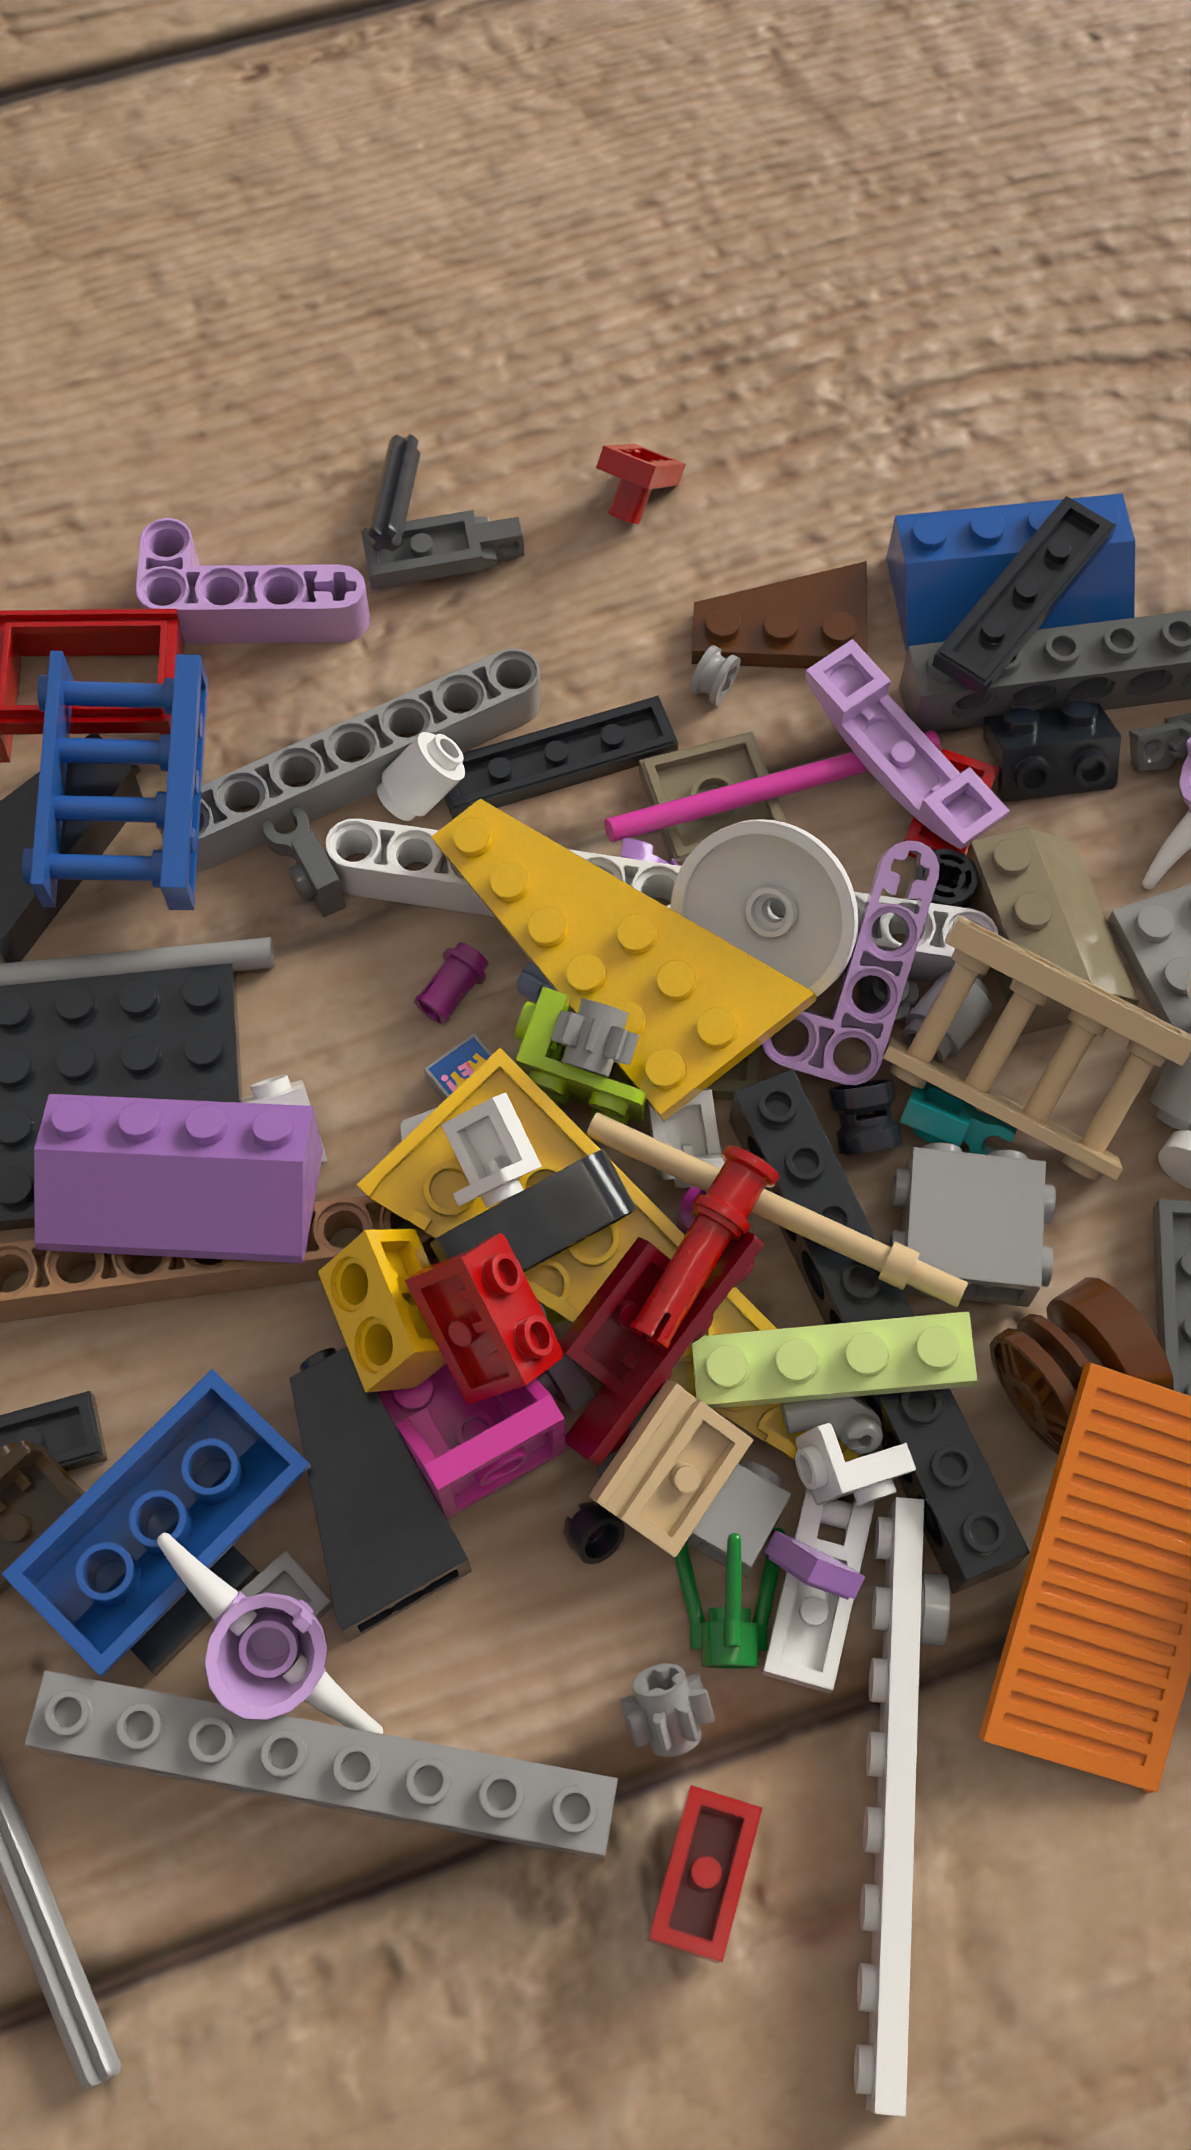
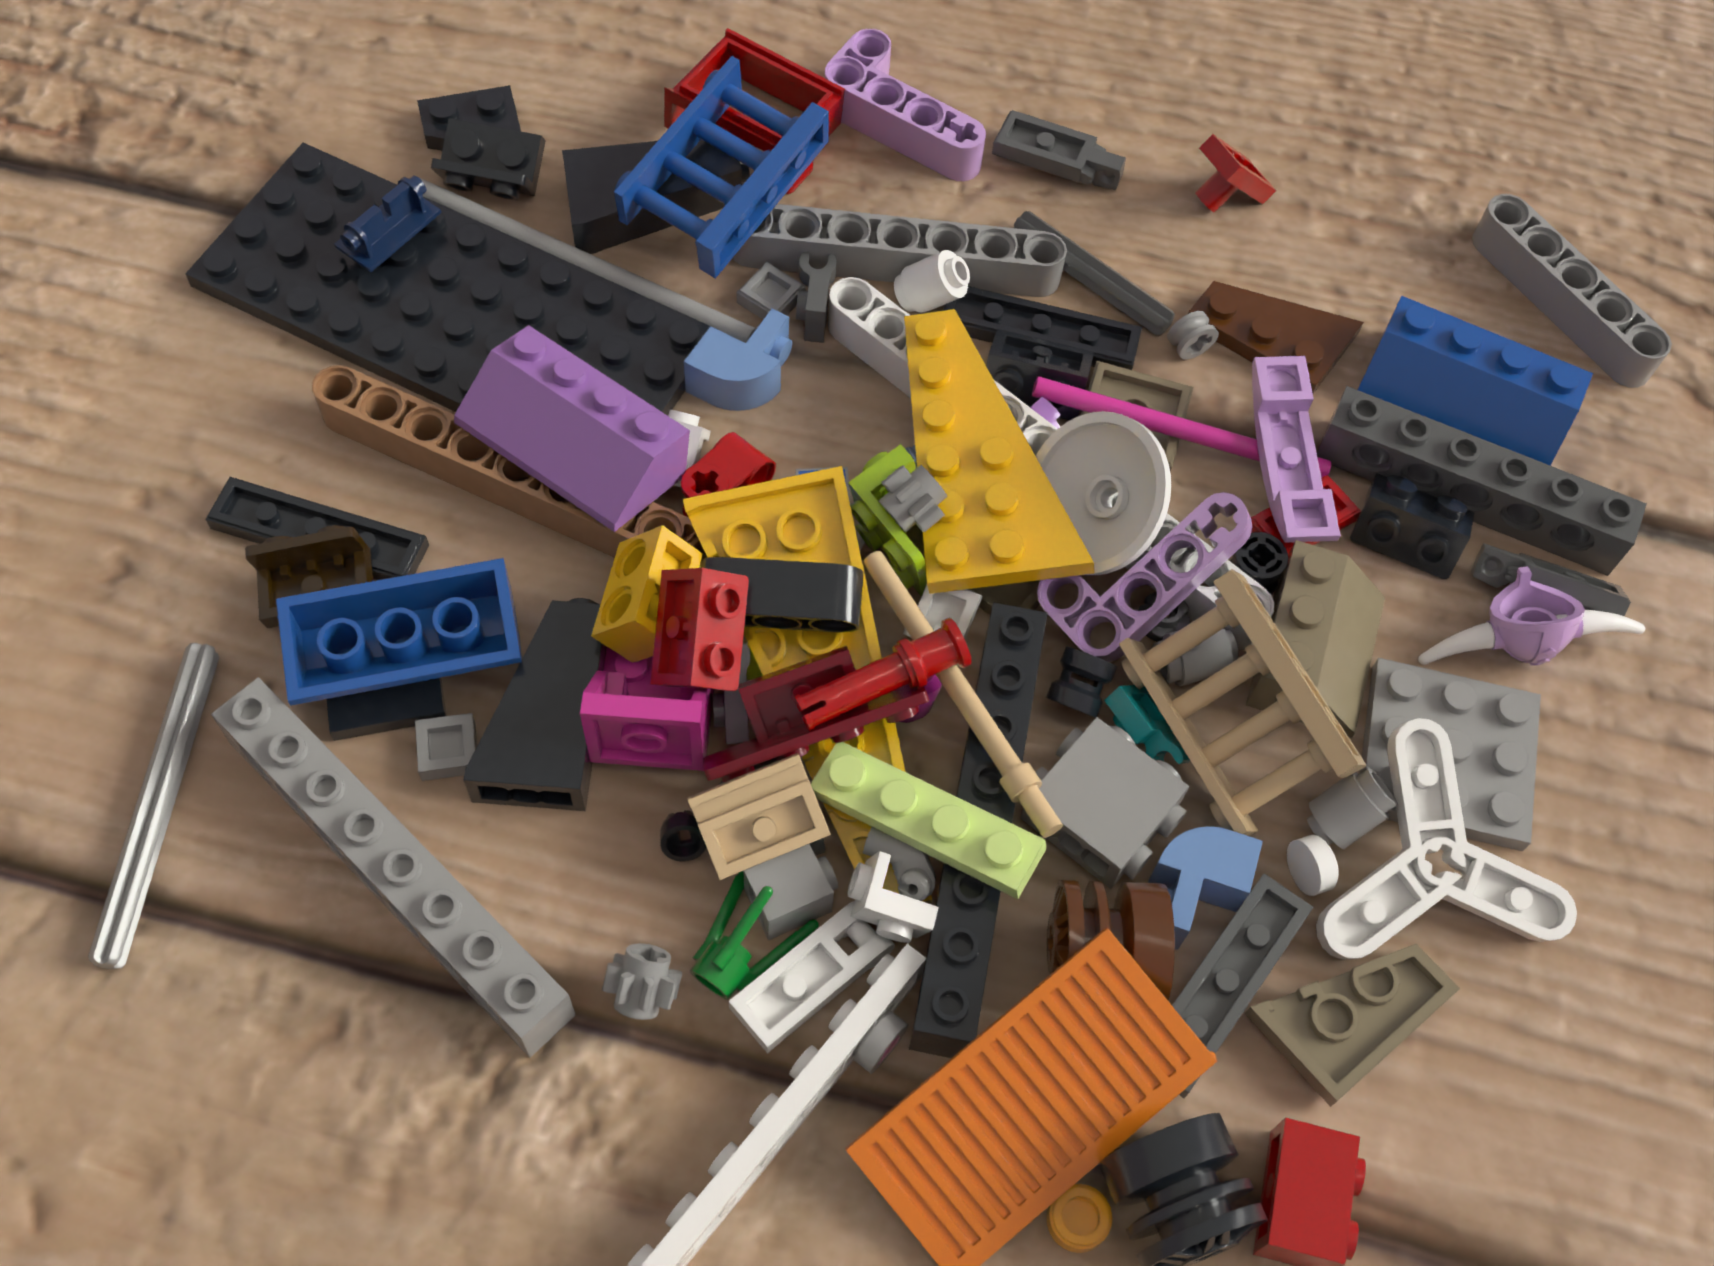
camera: 30 degrees right, 5 degrees down
(254, 887) = (769, 290): none -> light grey tile
(263, 1649) = (401, 755): lavender helmet -> none
(286, 1001) = (736, 372): none -> medium blue brick
(361, 1122) = (727, 466): none -> red piece
(394, 493) = (1049, 98): black axle -> none
(452, 981) = (857, 426): magenta pin -> none
(491, 1151) = (784, 524): white bracket -> none
(576, 803) = (1019, 359): none -> black bracket
(579, 664) = (1106, 281): none -> dark grey axle
(705, 1874) = (581, 1103): red brick -> none
(813, 1566) = (813, 952): medium lavender tile -> none
(1023, 596) = (1458, 395): black tile -> none
(1034, 411) = (1571, 291): none -> light grey beam
(1106, 1225) = (1206, 867): none -> medium blue brick

